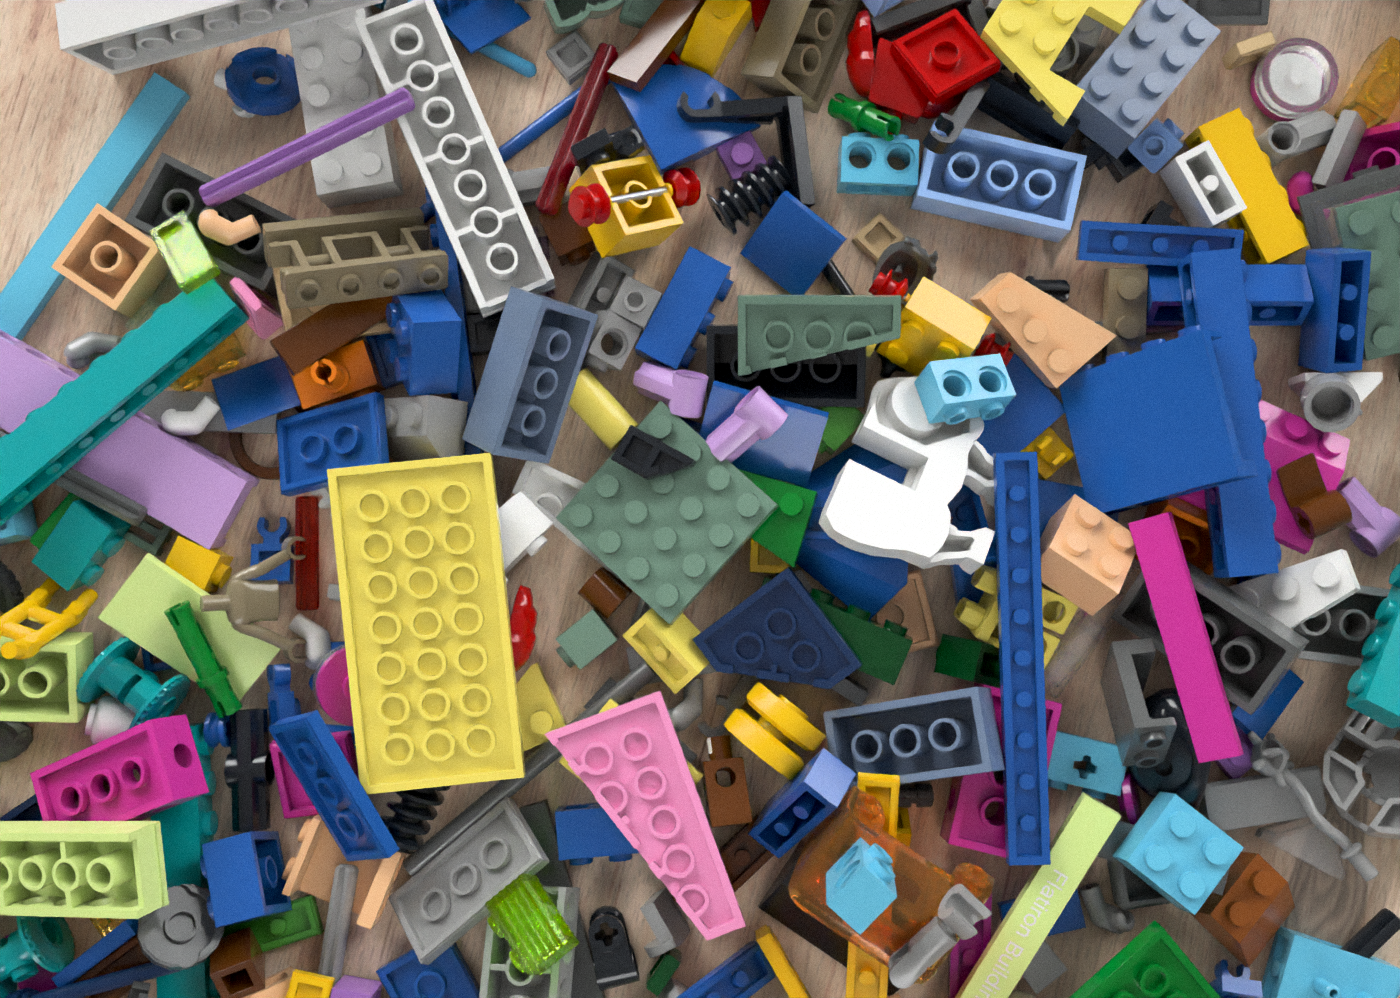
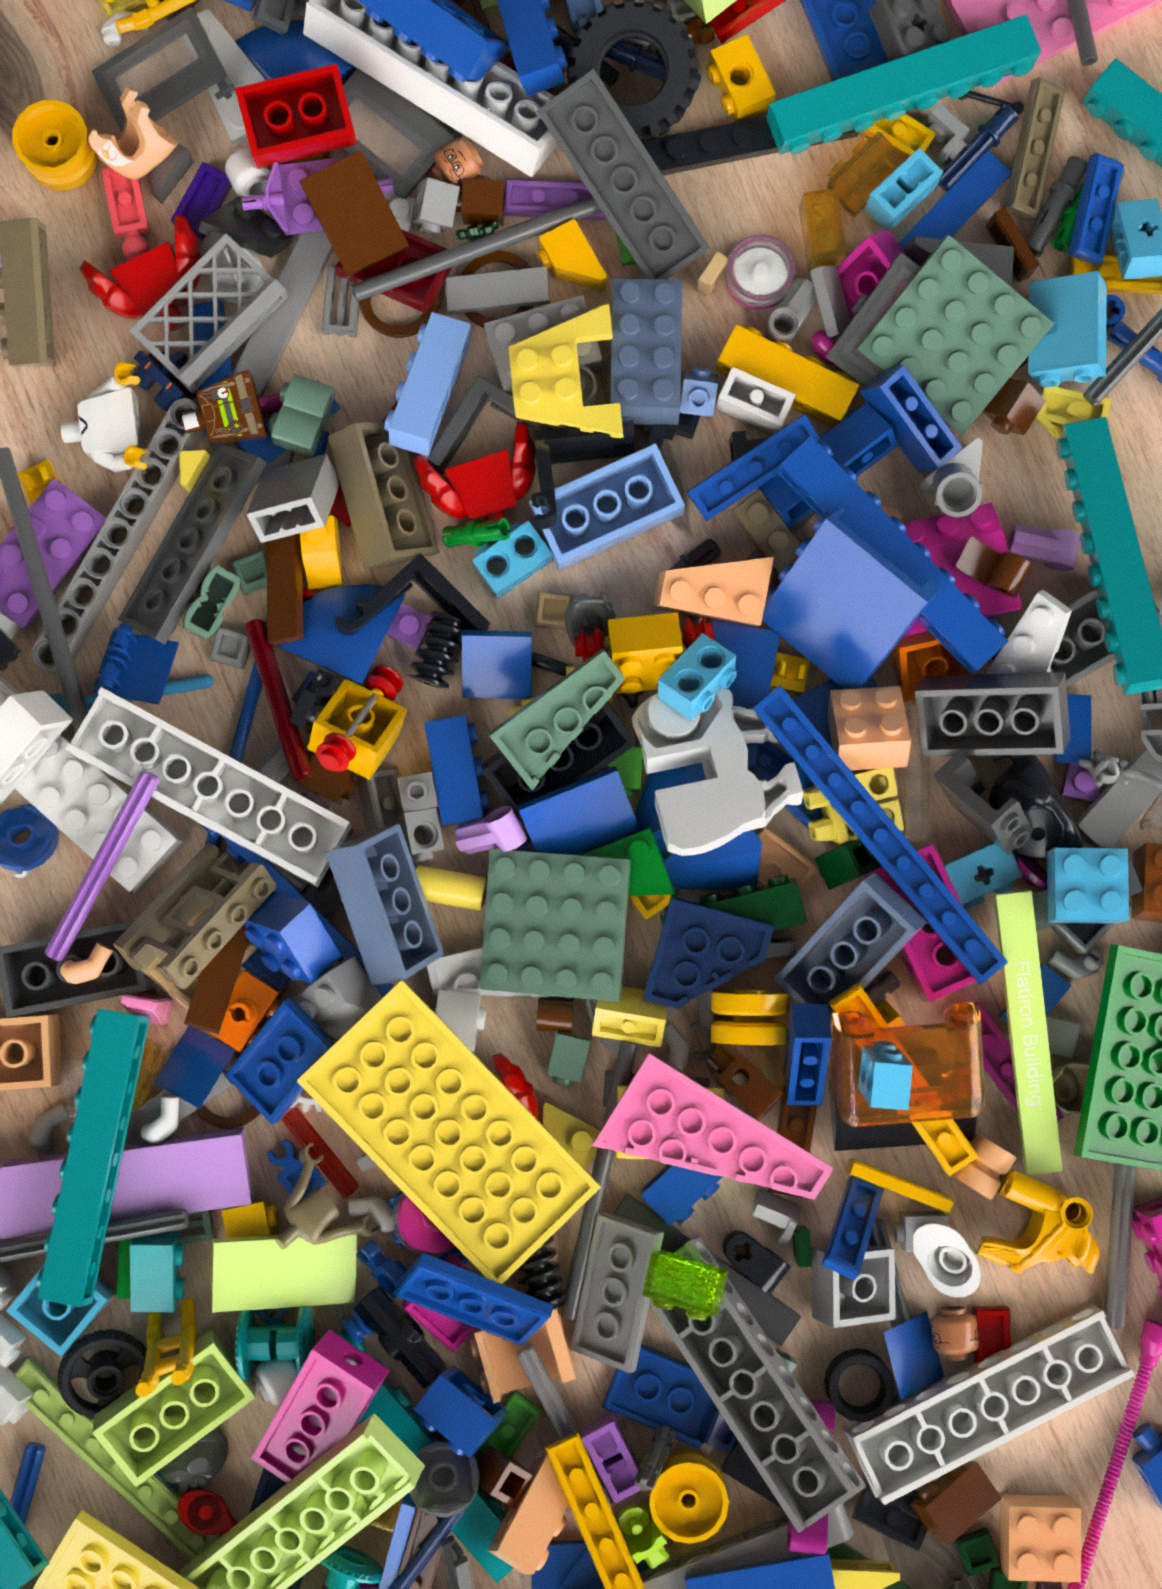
camera: 35 degrees left, 0 degrees up
(184, 252) = (71, 1006): clear neon green tile -> none
(202, 657) = (322, 1289): green pin -> none
(649, 456) = (513, 895): black tile -> none
(752, 419) = (565, 813): lavender piece -> none
(945, 57) = (502, 450): red tile -> none
(956, 915) = (966, 1047): light grey piece -> none
(1185, 638) = (980, 734): dark pink tile -> none

